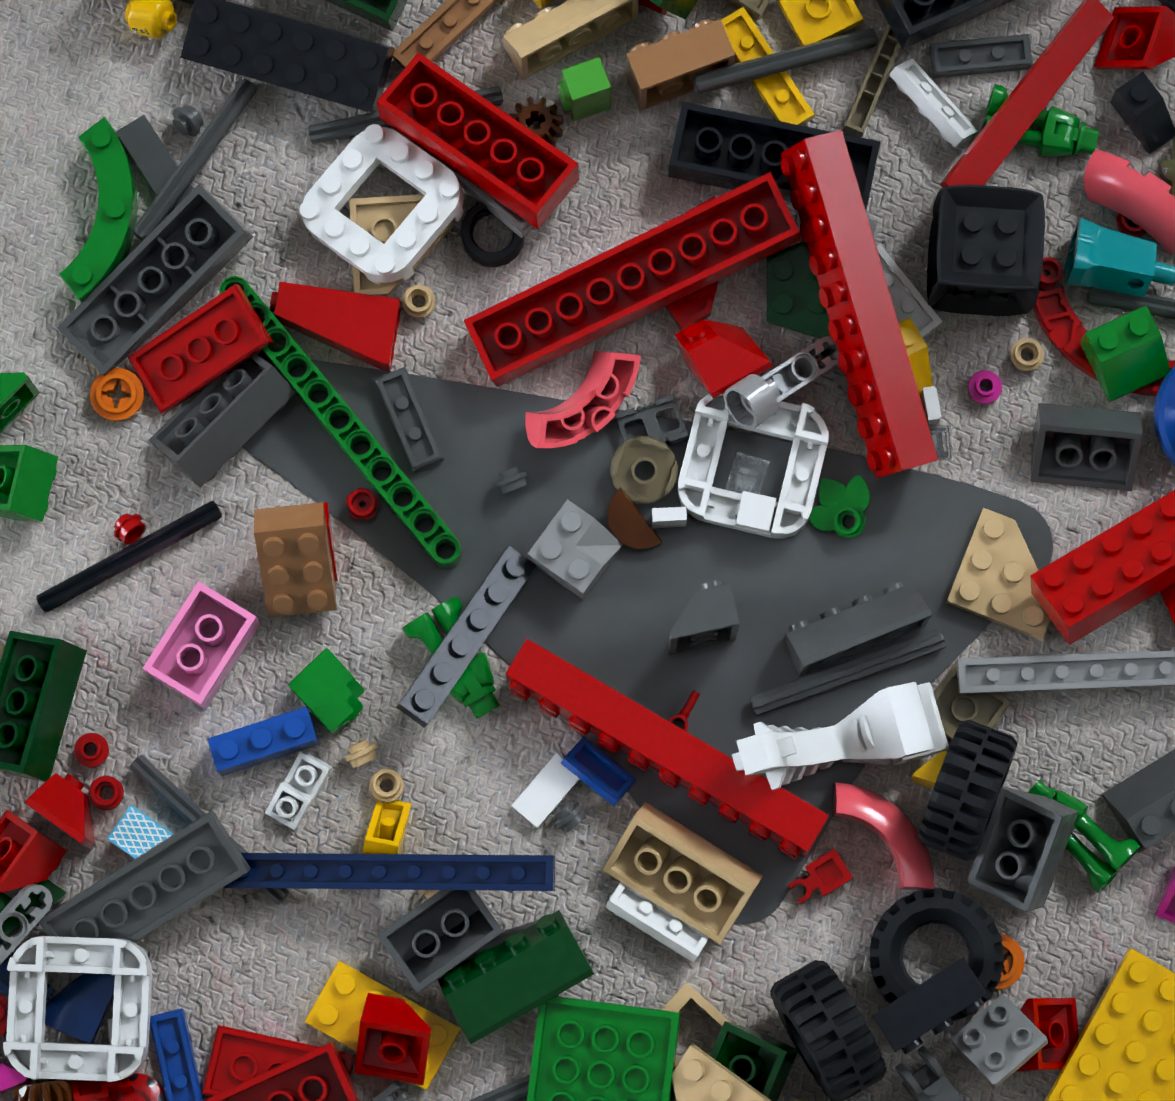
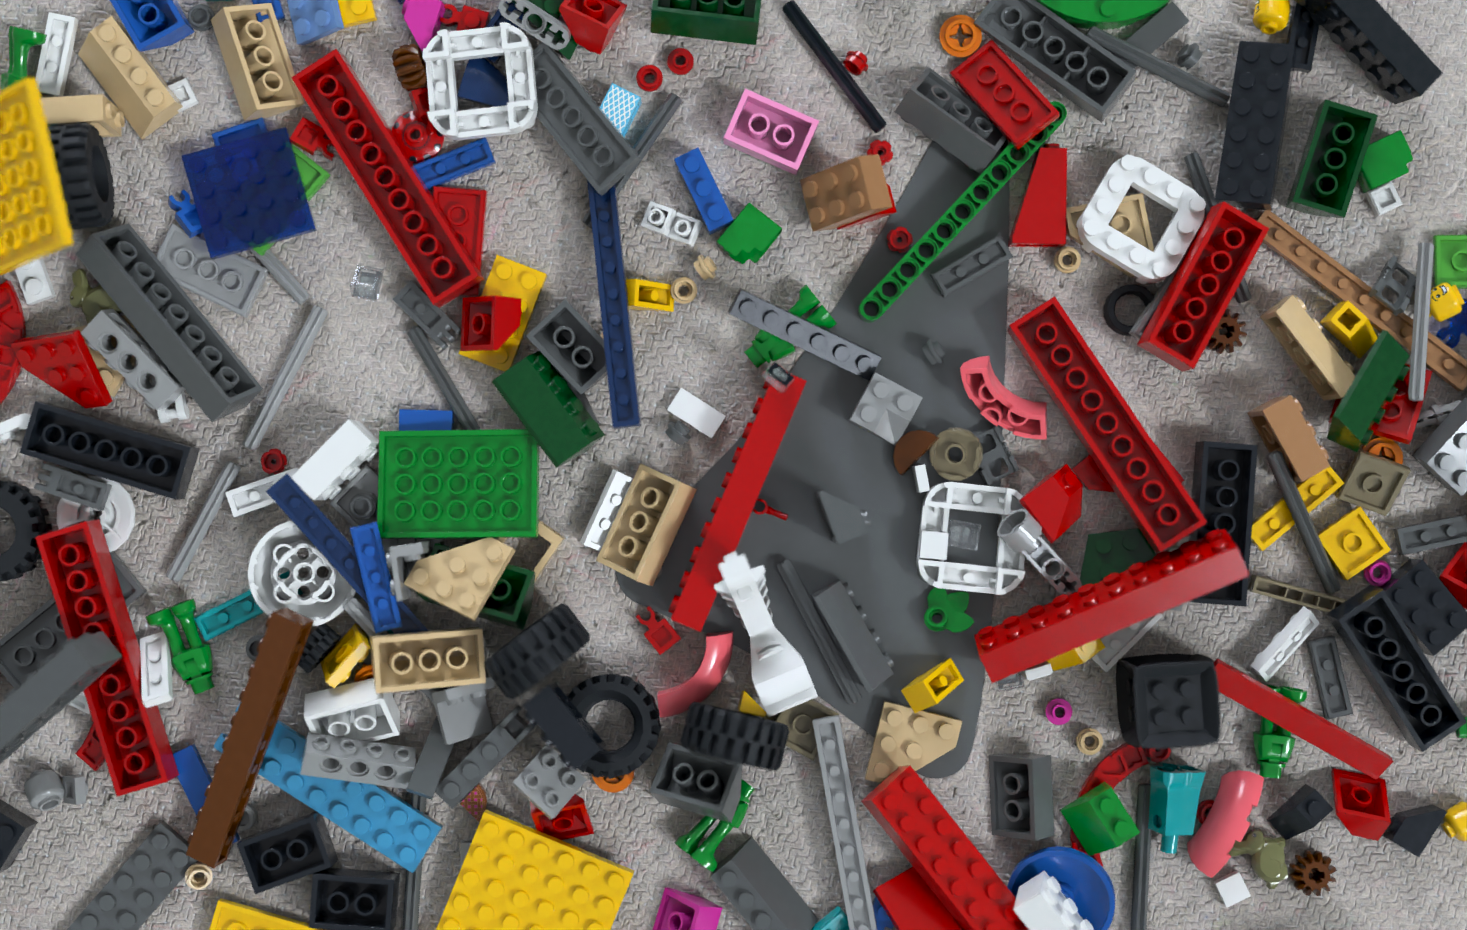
camera: 80 degrees right, 10 degrees up
(66, 807) = (630, 48): red slope -> none
(240, 508) = (885, 147): none -> red plate
(518, 673) = (777, 377): none -> slope
(585, 89) = (1257, 366): bright green brick -> none
(598, 771) = (716, 450): blue tile -> none
(934, 538) = (932, 686): none -> yellow slope

